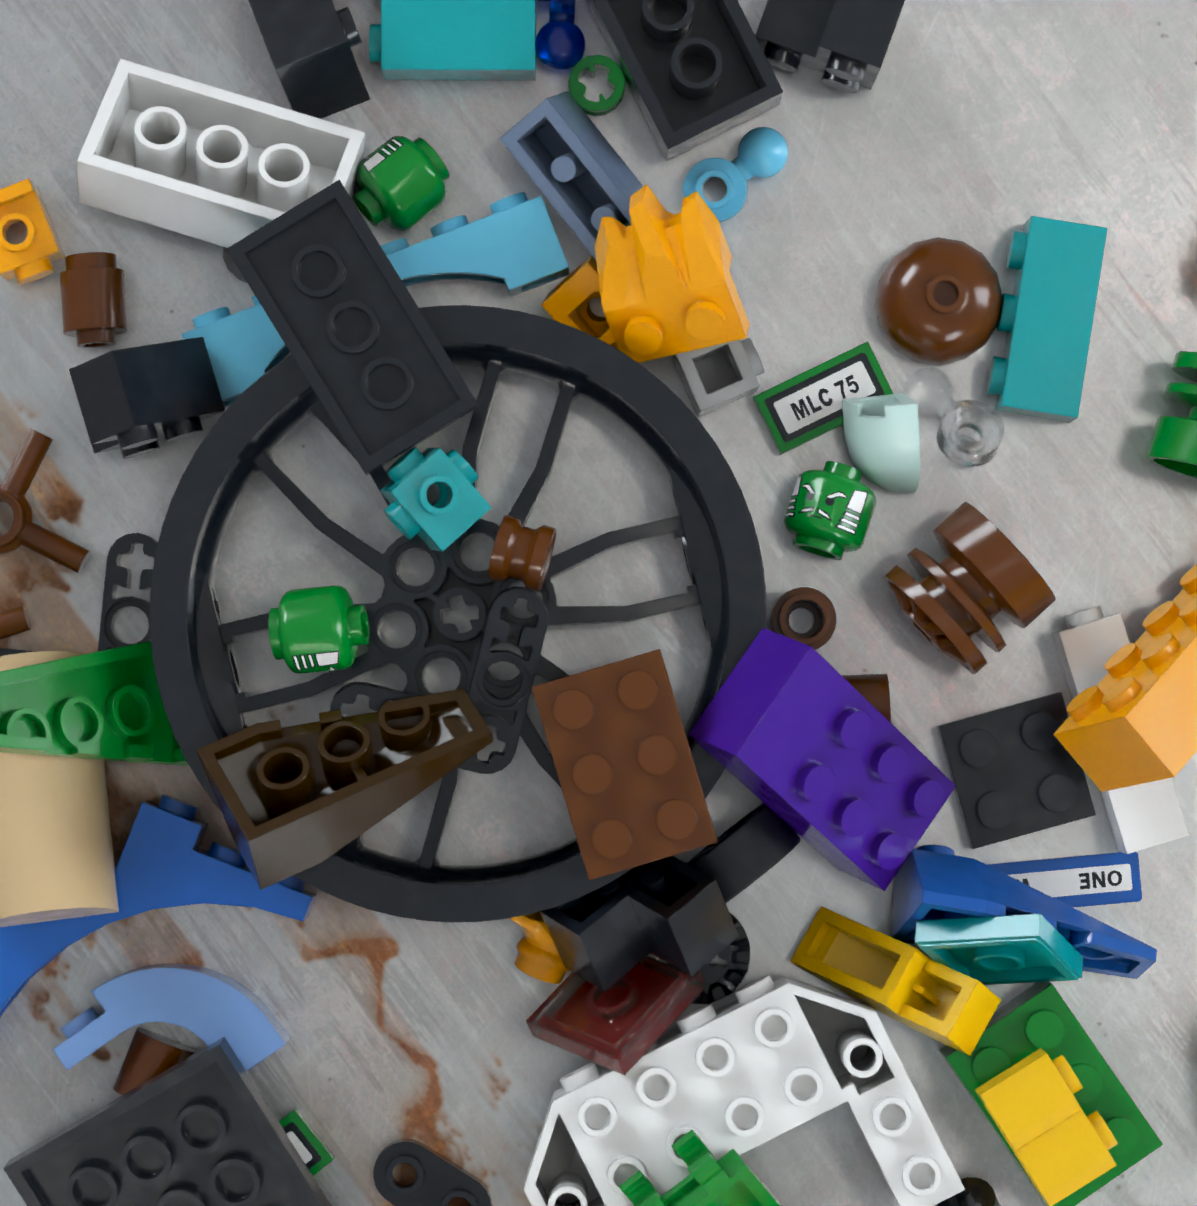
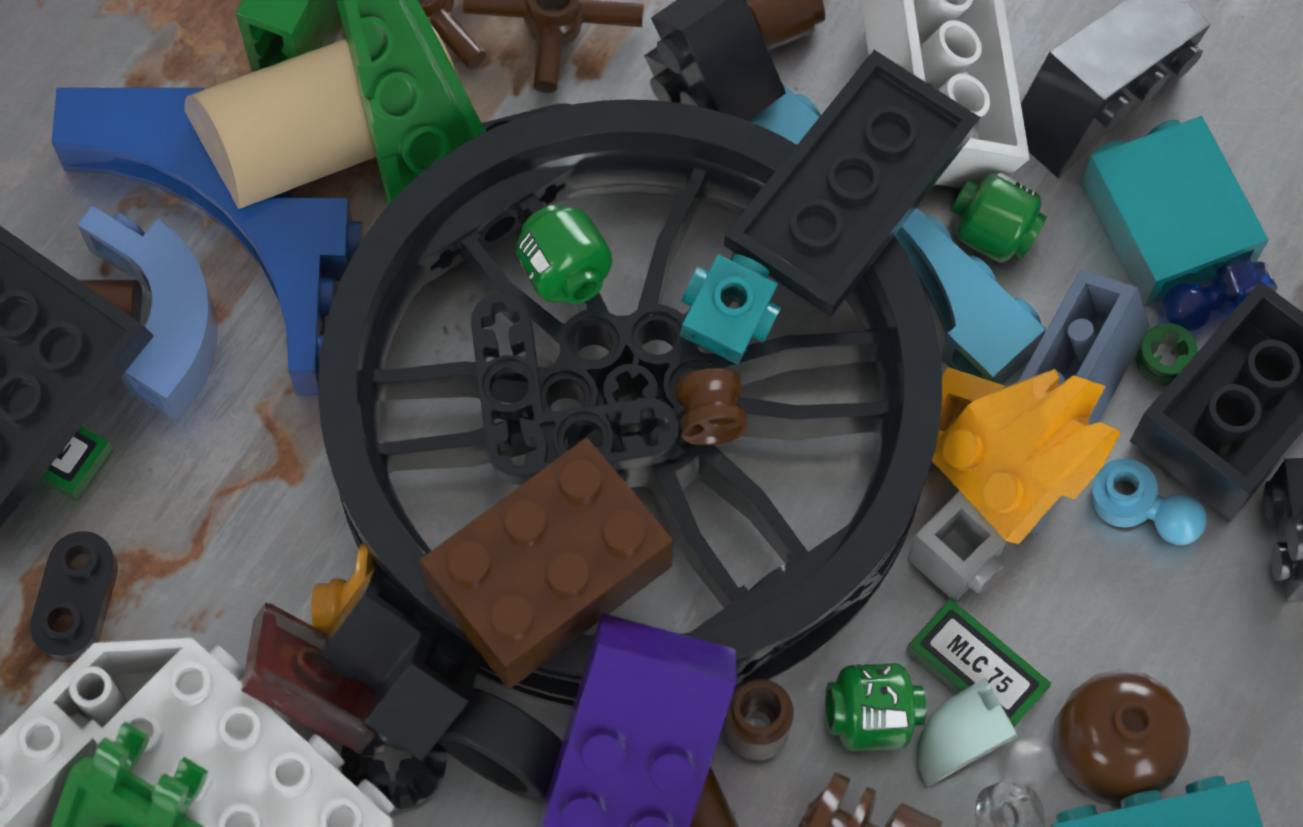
camera: 70 degrees right, 20 degrees down
(321, 784) = (407, 292): dark brown wedge -> none

